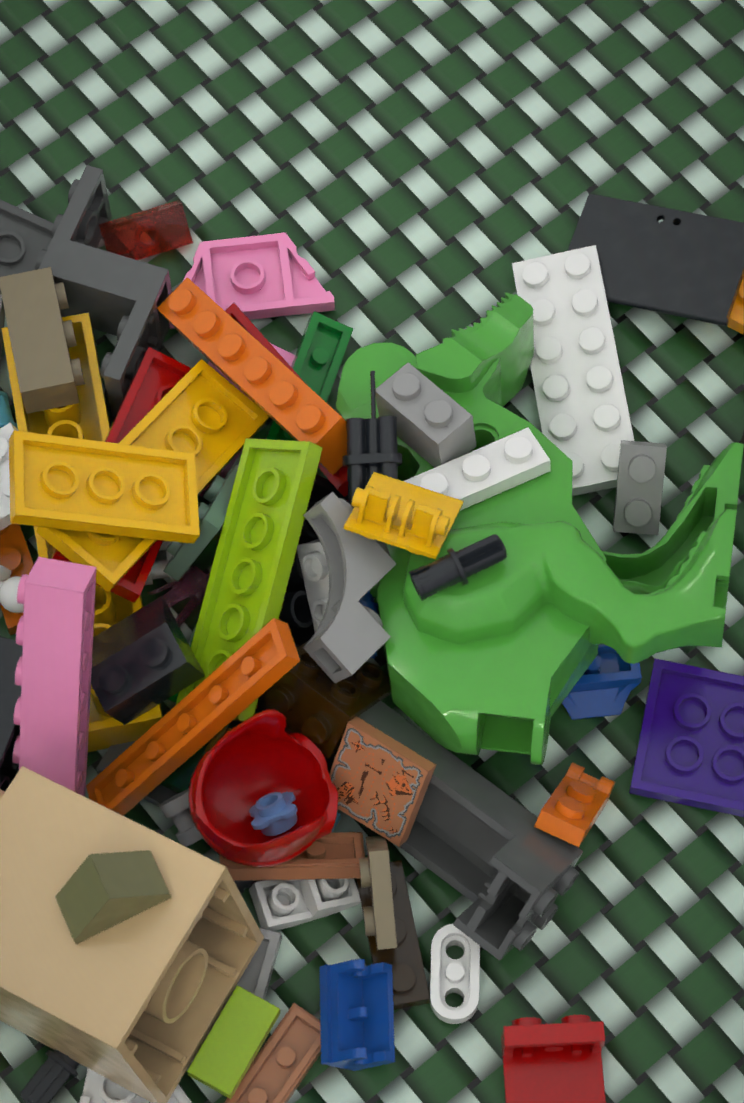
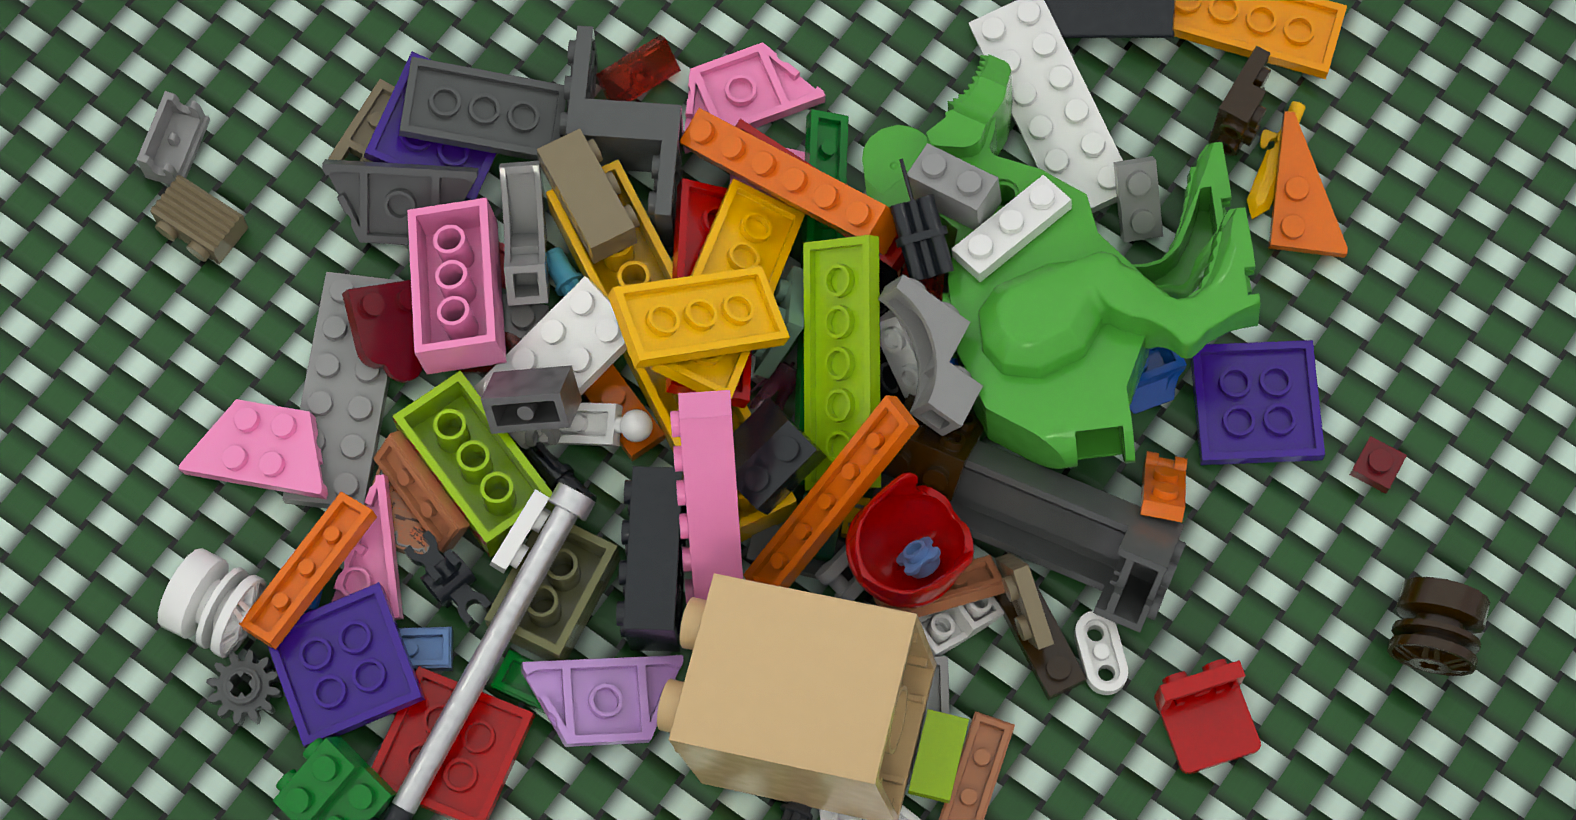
camera: 15 degrees left, 5 degrees up
(109, 891) = (828, 659): olive slope -> none
(356, 1015) = (1032, 707): blue hinge -> none
(379, 780) = (1000, 508): nougat tile -> none
(403, 515) = (968, 279): yellow hinge -> none
(457, 566) = (1028, 314): black axle -> none

